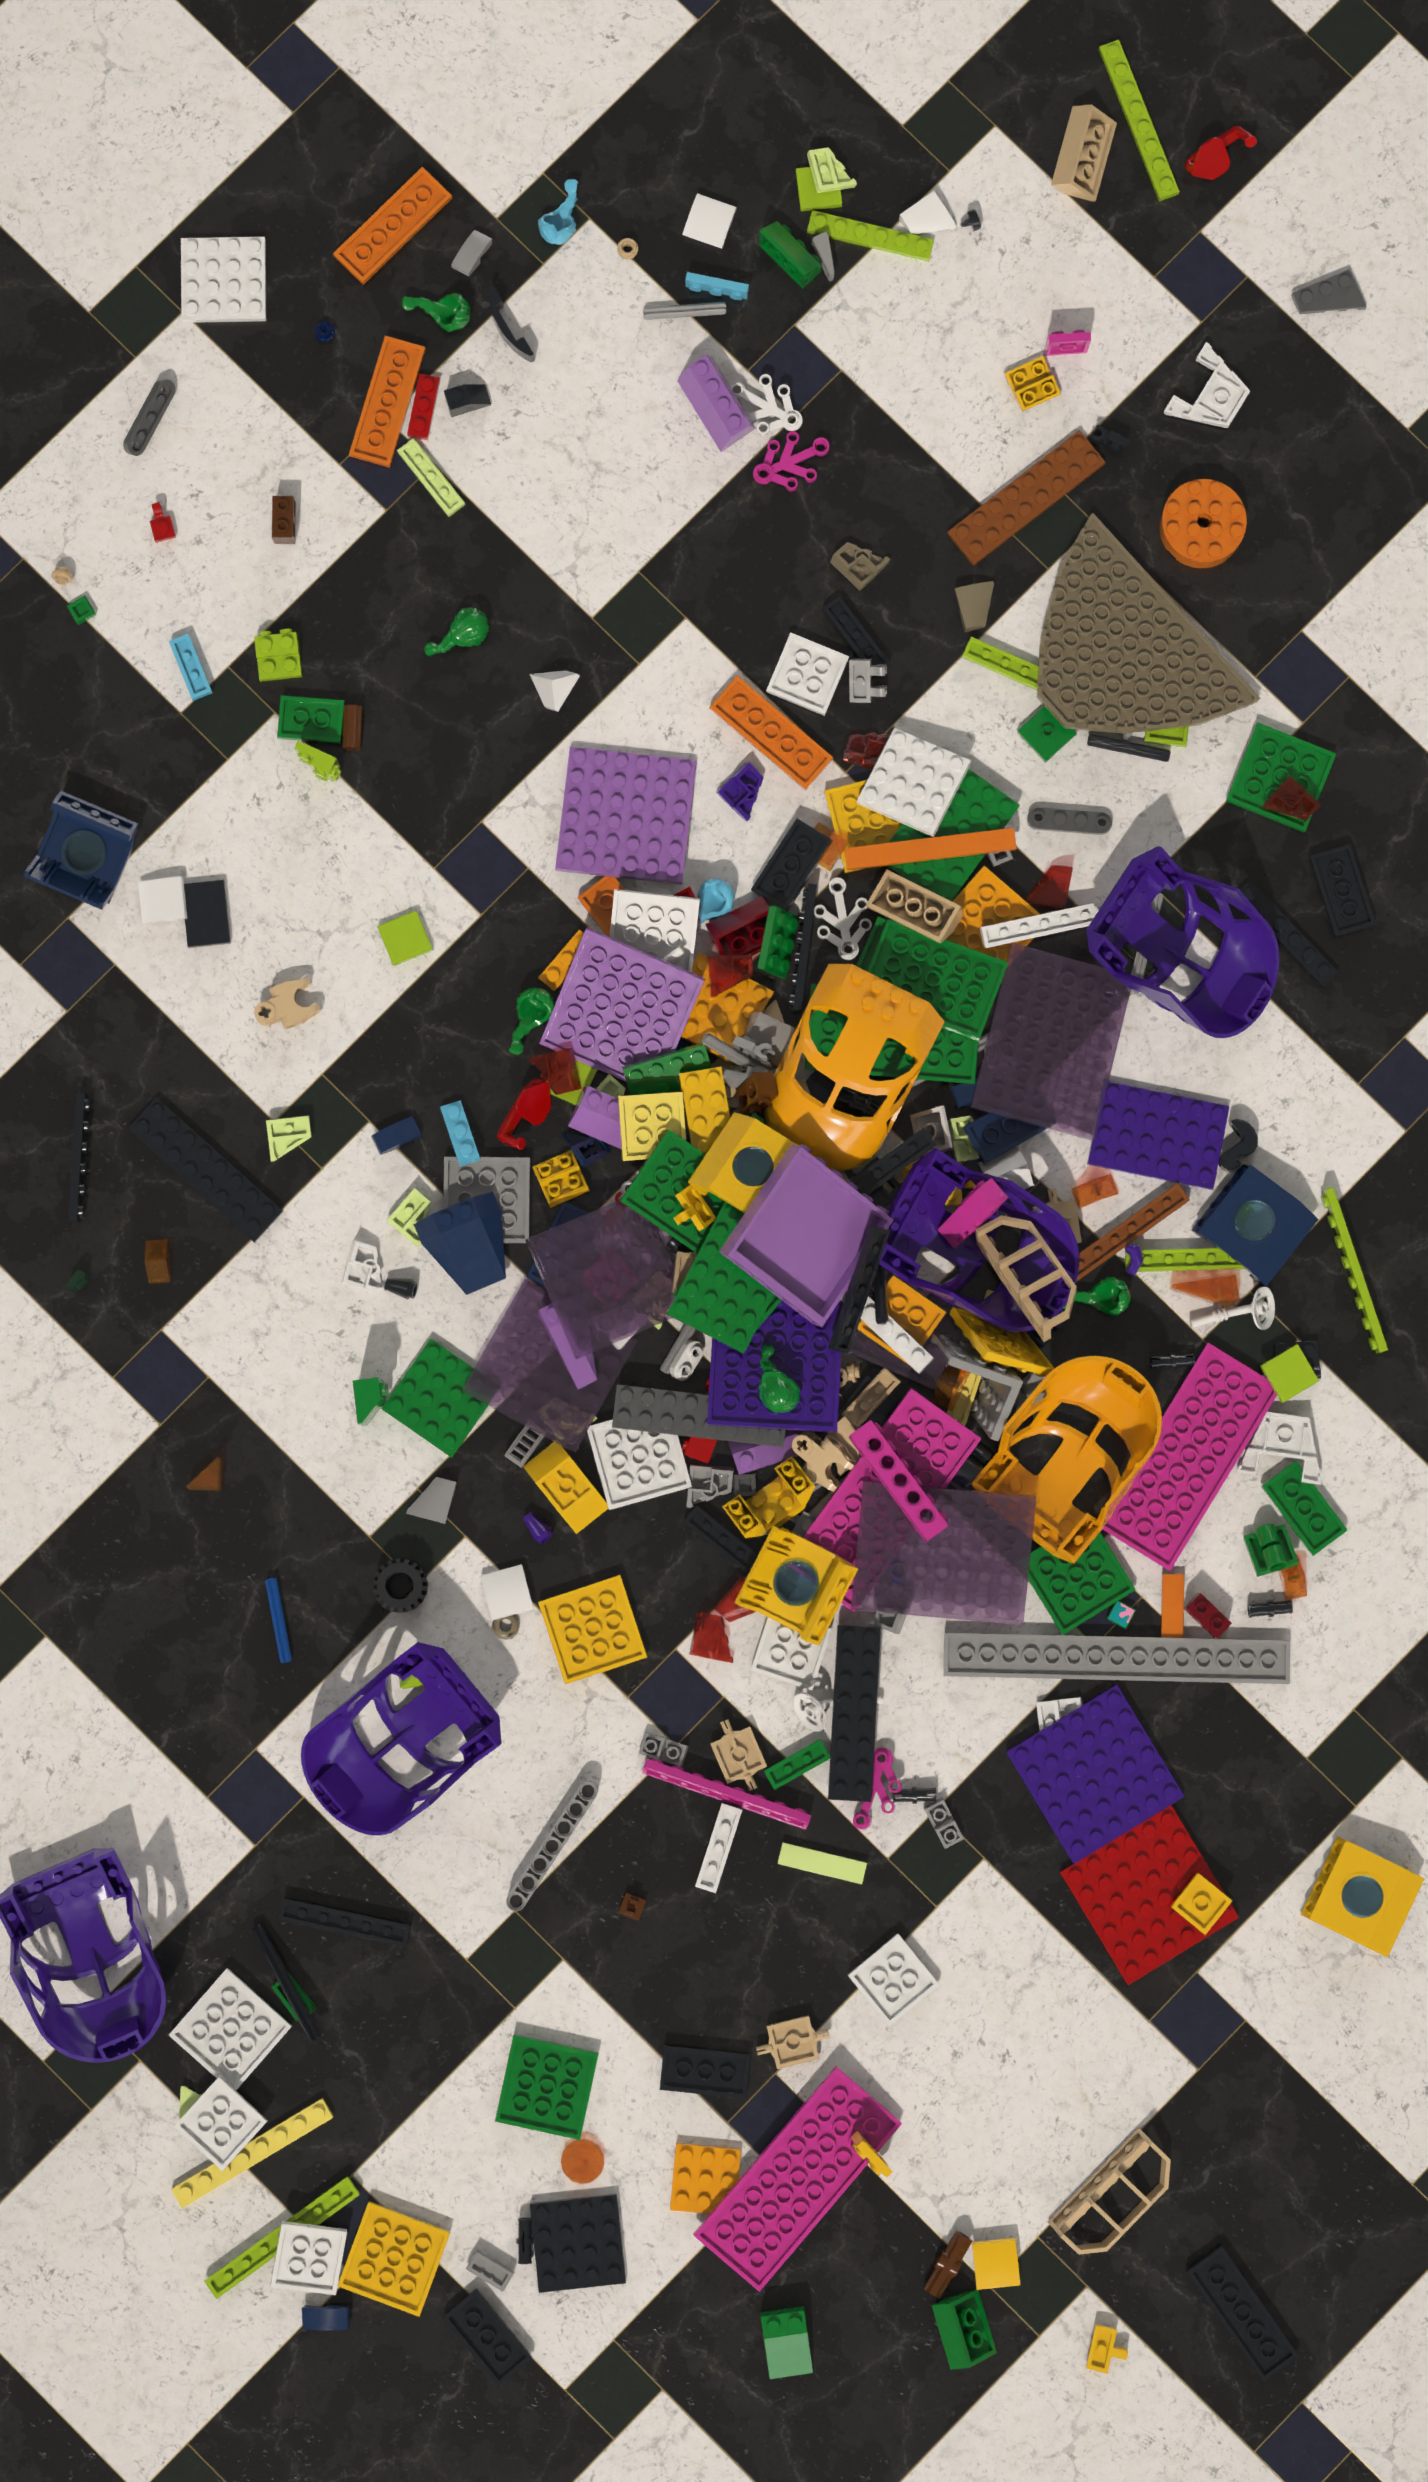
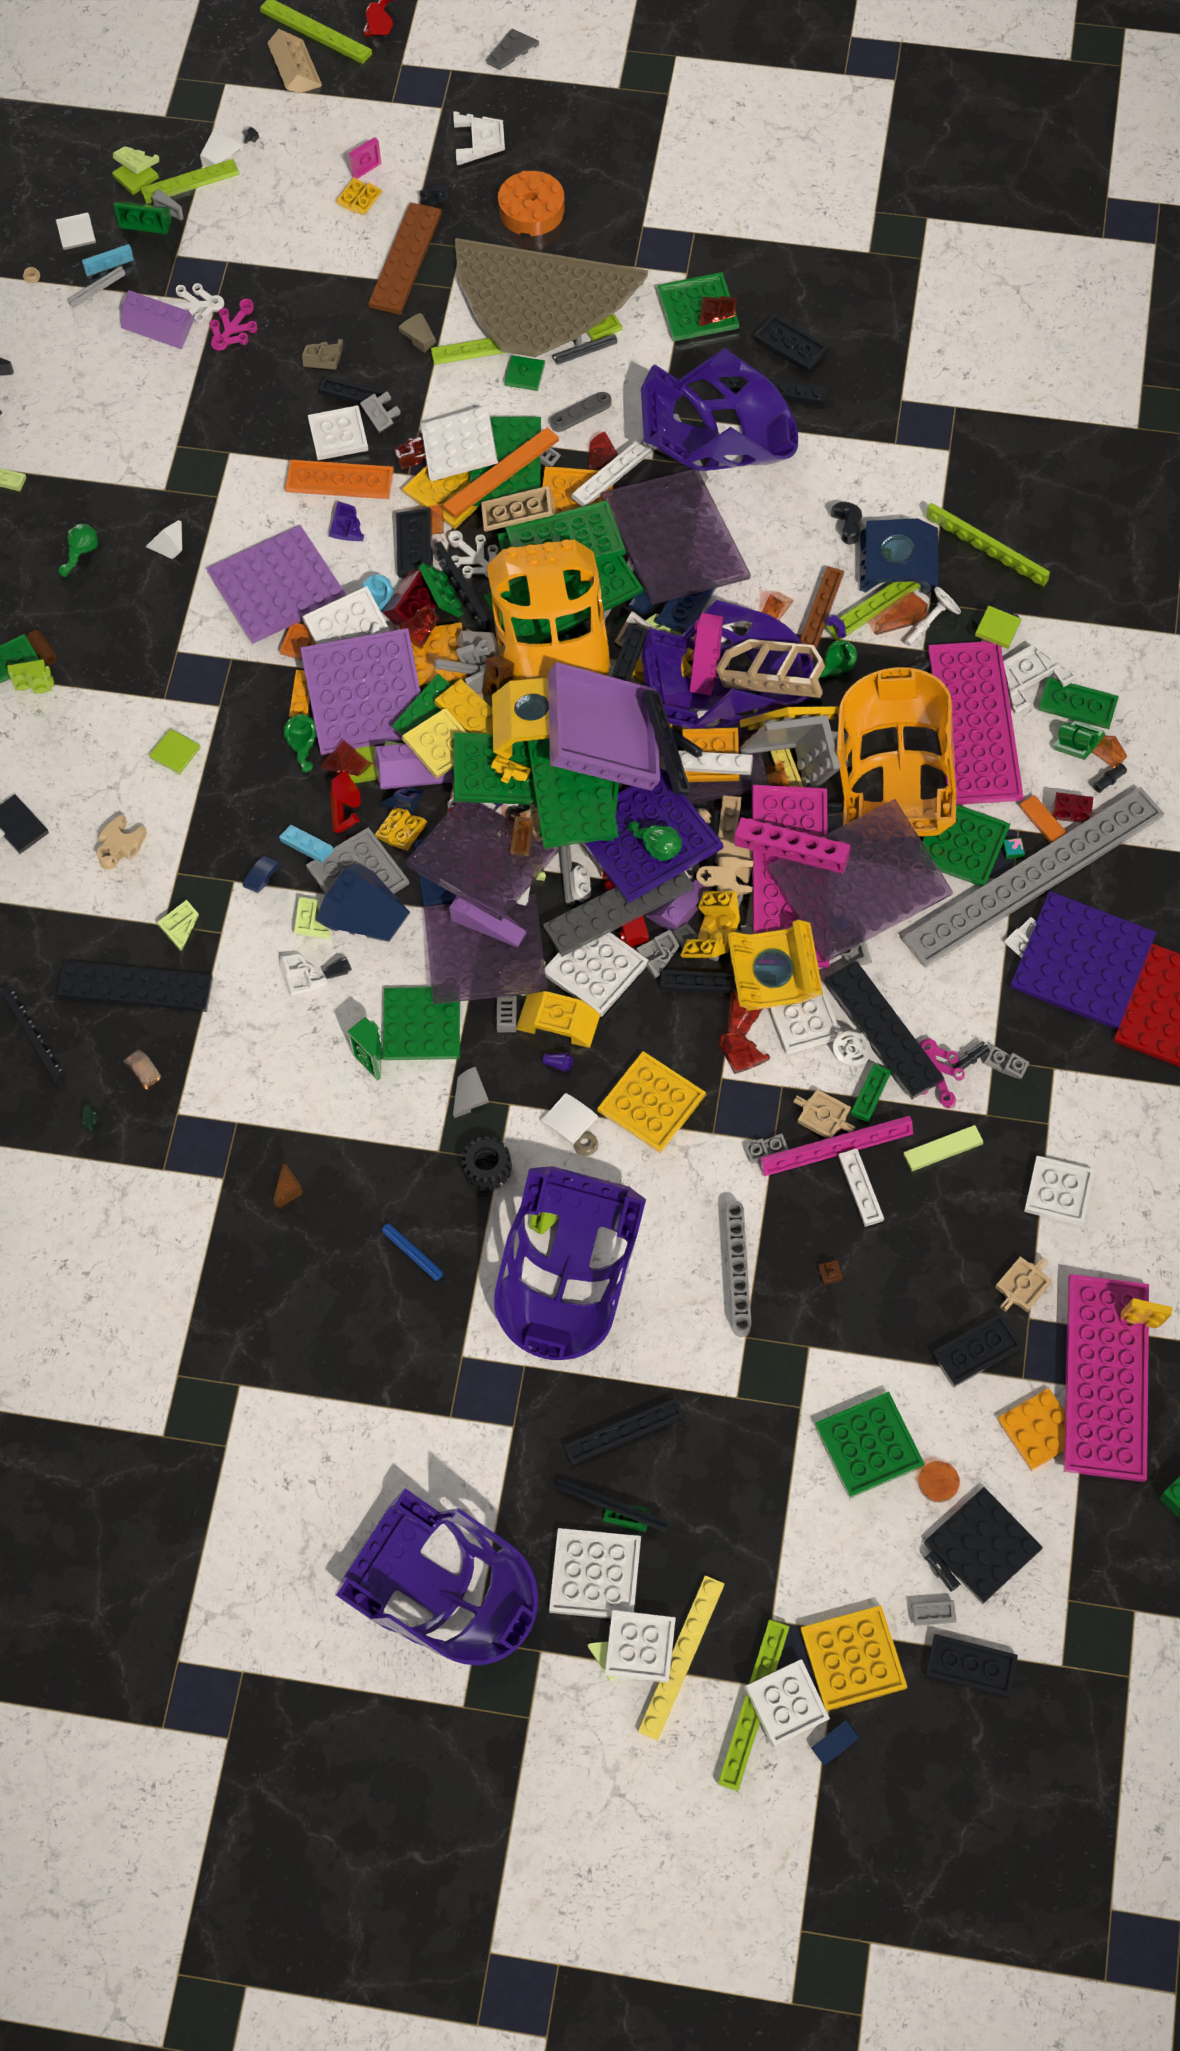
camera: 30 degrees left, 20 degrees down
(657, 1283) = (521, 836): none -> clear orange slope
(1159, 1136) = (792, 550): dark purple plate -> none

